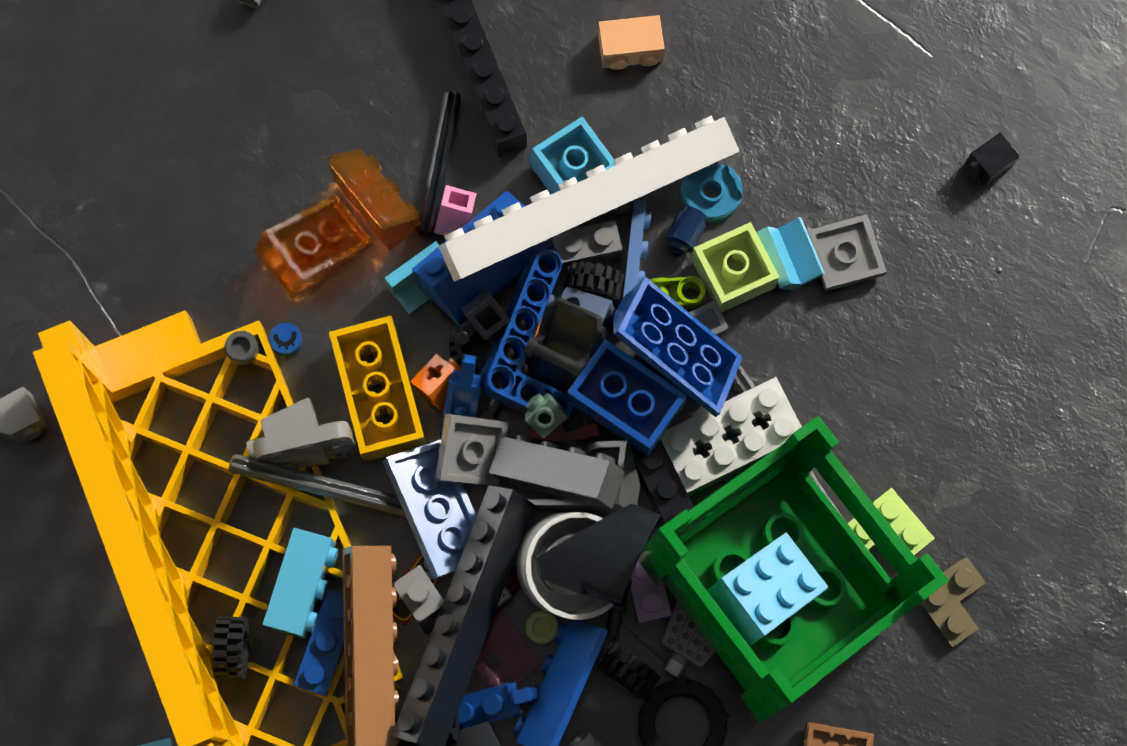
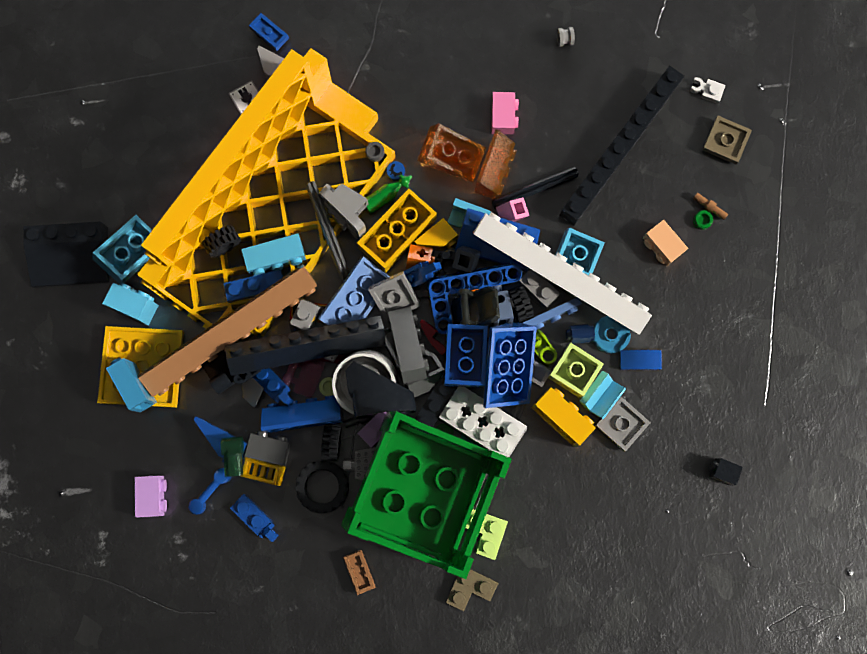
camera: 55 degrees right, 5 degrees up
(27, 487) = (243, 95): none -> sticker
(303, 138) = (503, 112): none -> bright pink brick
(311, 371) = (386, 193): none -> green wheel
(424, 336) = (438, 237): none -> yellow slope
(544, 414) = (432, 320): sand green plate -> none
(767, 589) = (405, 486): brick -> none
(772, 173) = (641, 359): none -> blue slope
(790, 322) = (563, 417): none -> yellow brick

